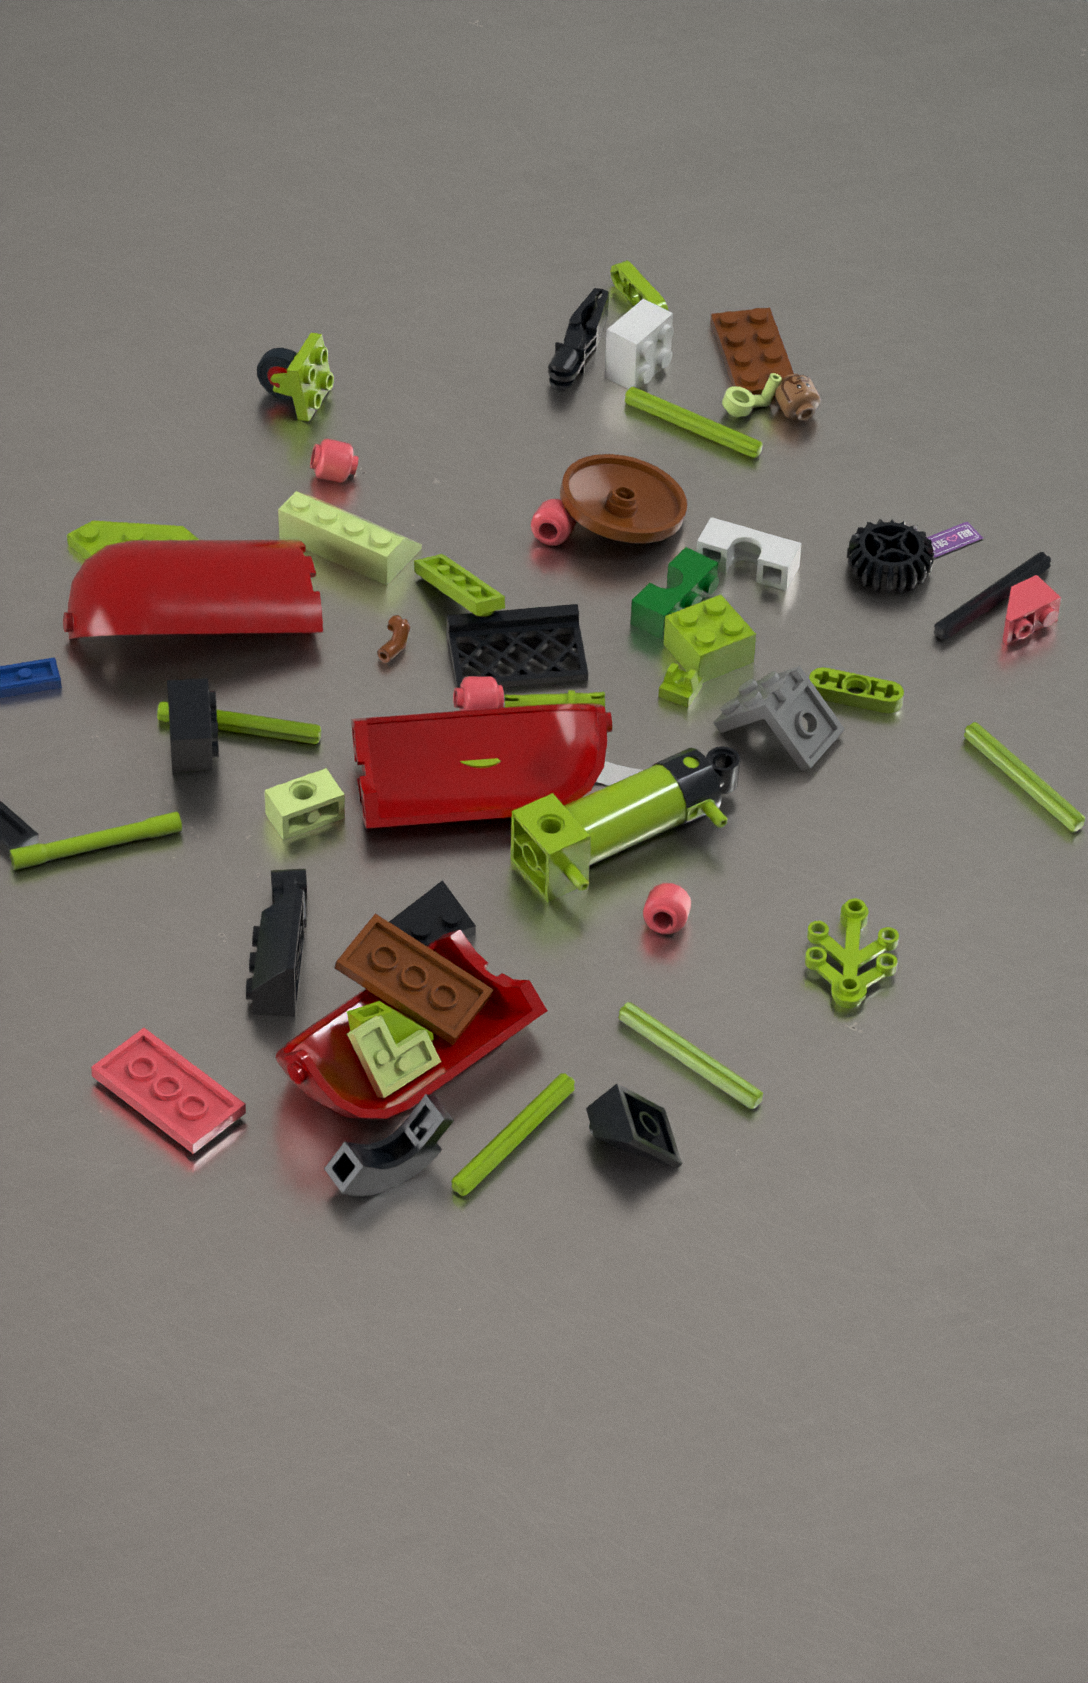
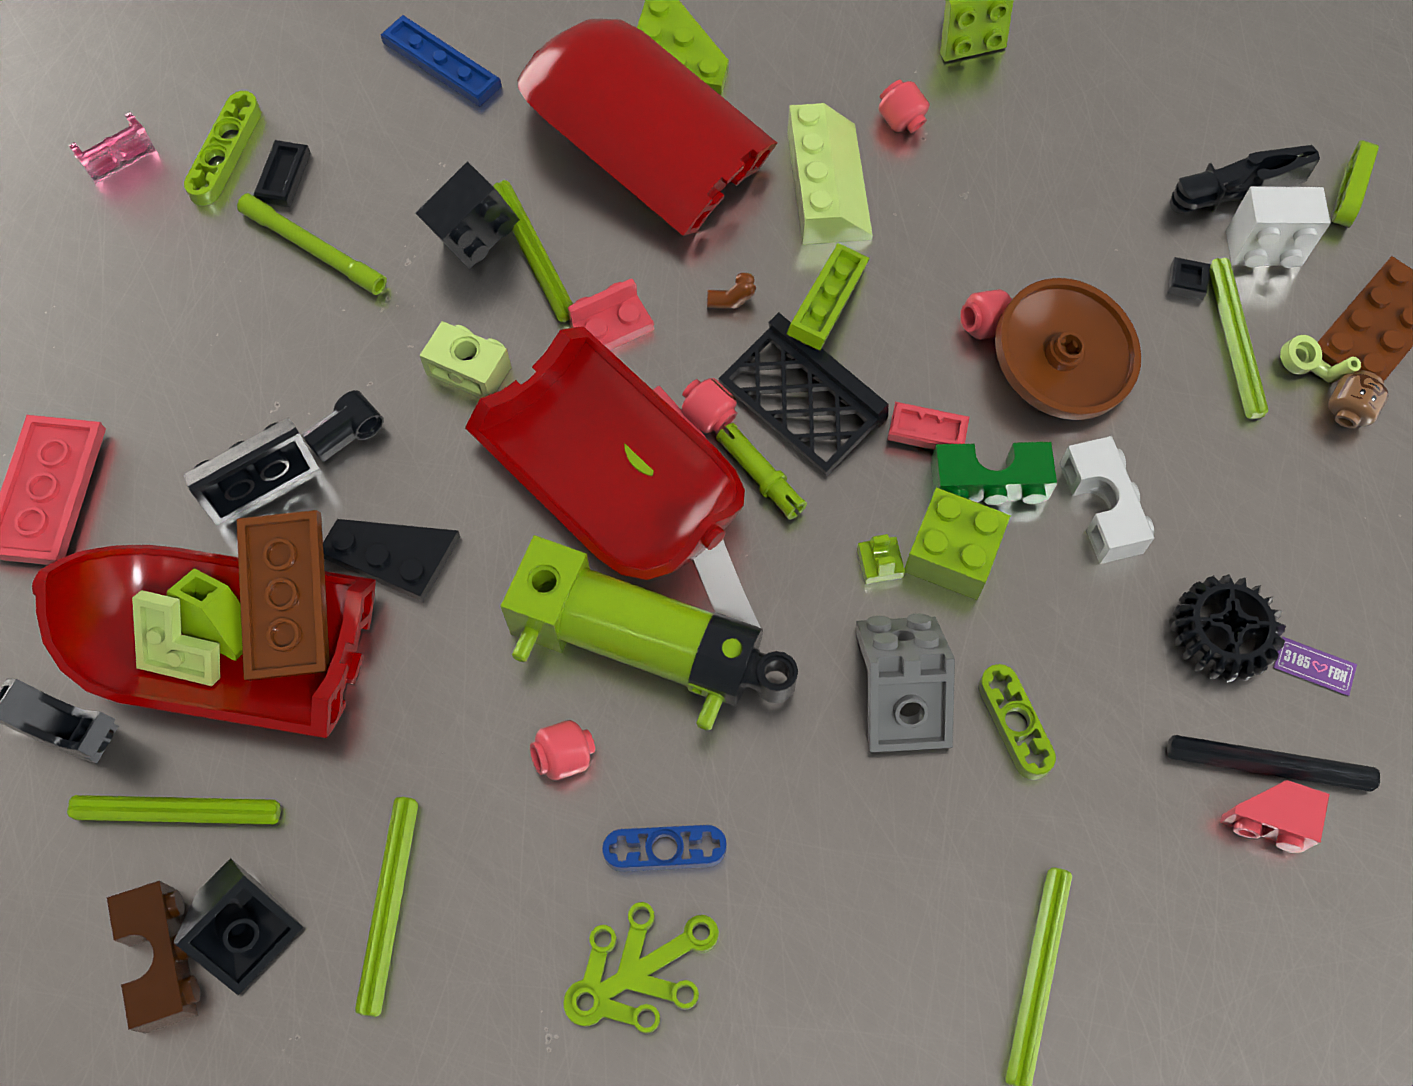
camera: 55 degrees right, 20 degrees up
(342, 707) = (612, 315): none -> coral bracket
(592, 1172) = (167, 989): none -> reddish brown arch
(607, 605) = (926, 426): none -> coral plate
(624, 416) = (1188, 278): none -> black tile
(780, 914) = (633, 861): none -> blue beam

